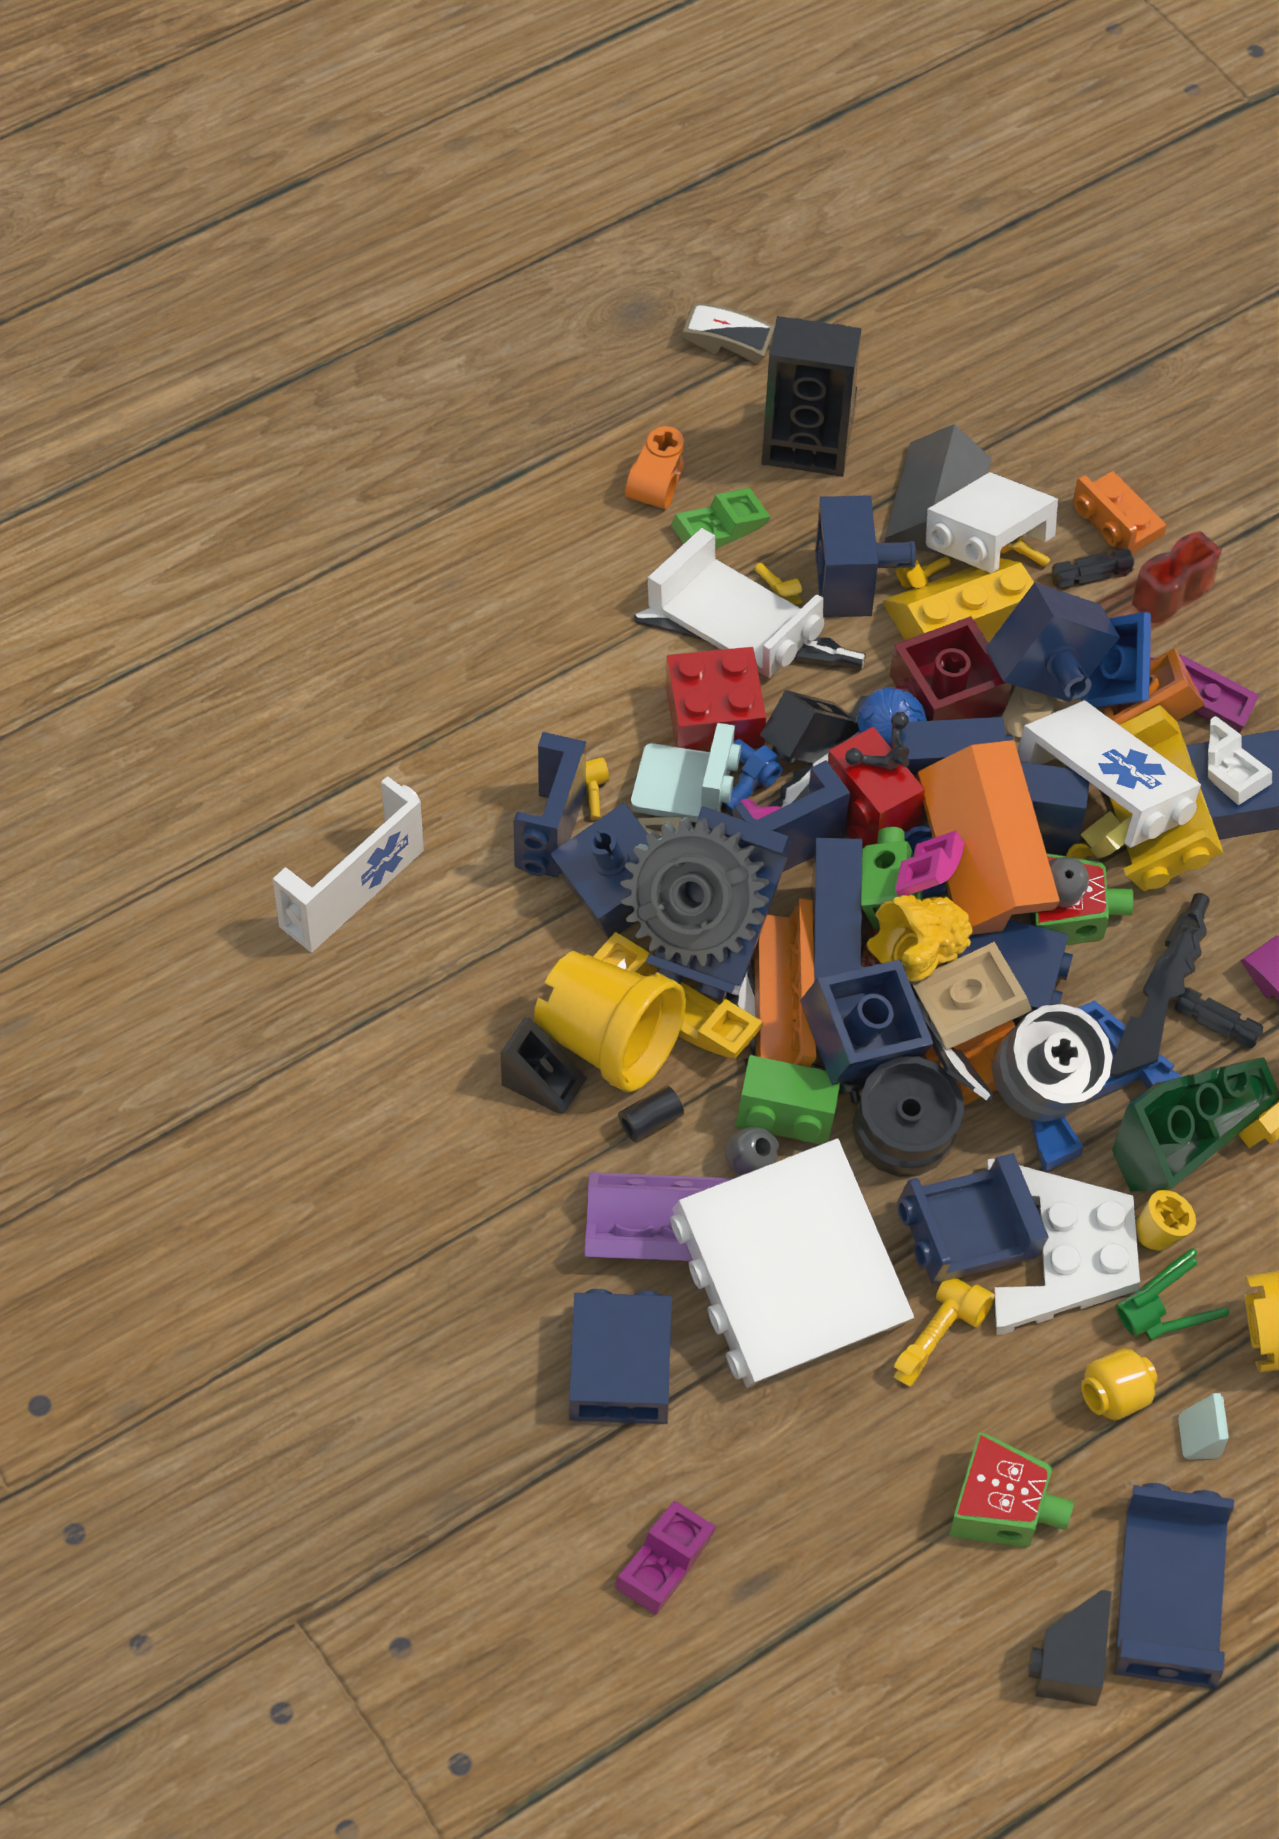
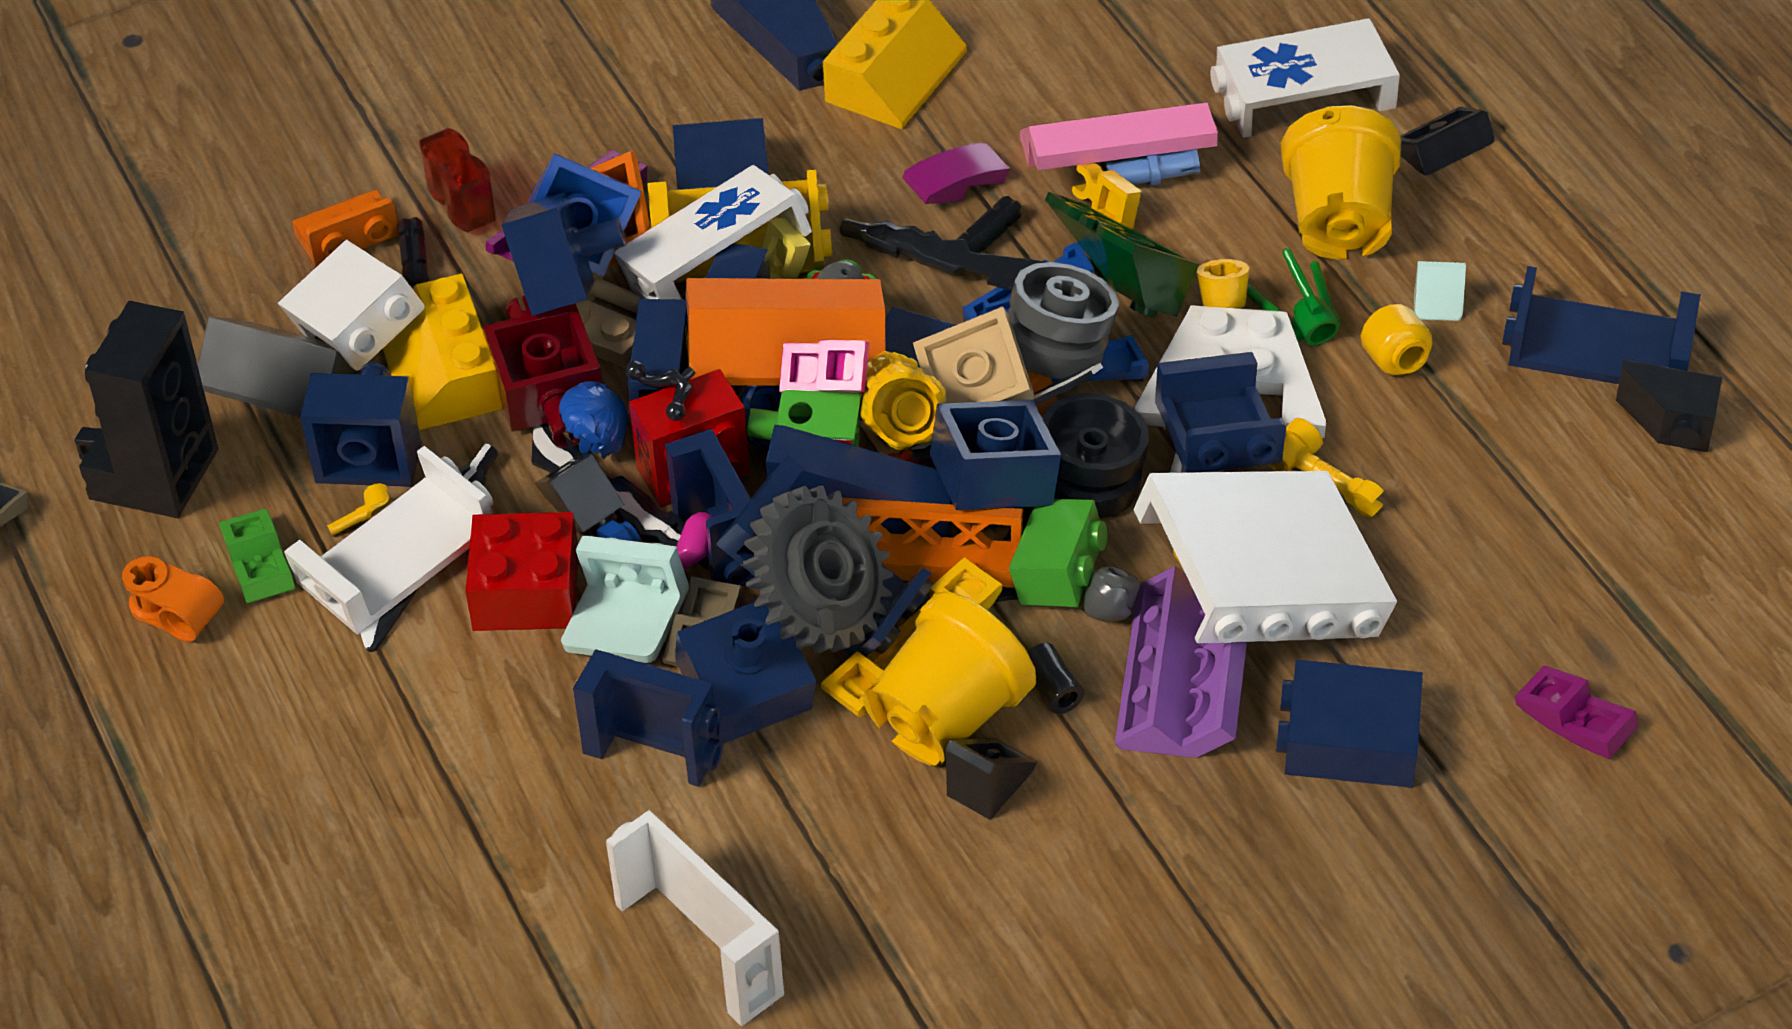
camera: 80 degrees left, 10 degrees down
(1006, 1496) = (1510, 438): torso -> none
(1232, 767) = (713, 161): white slope -> none

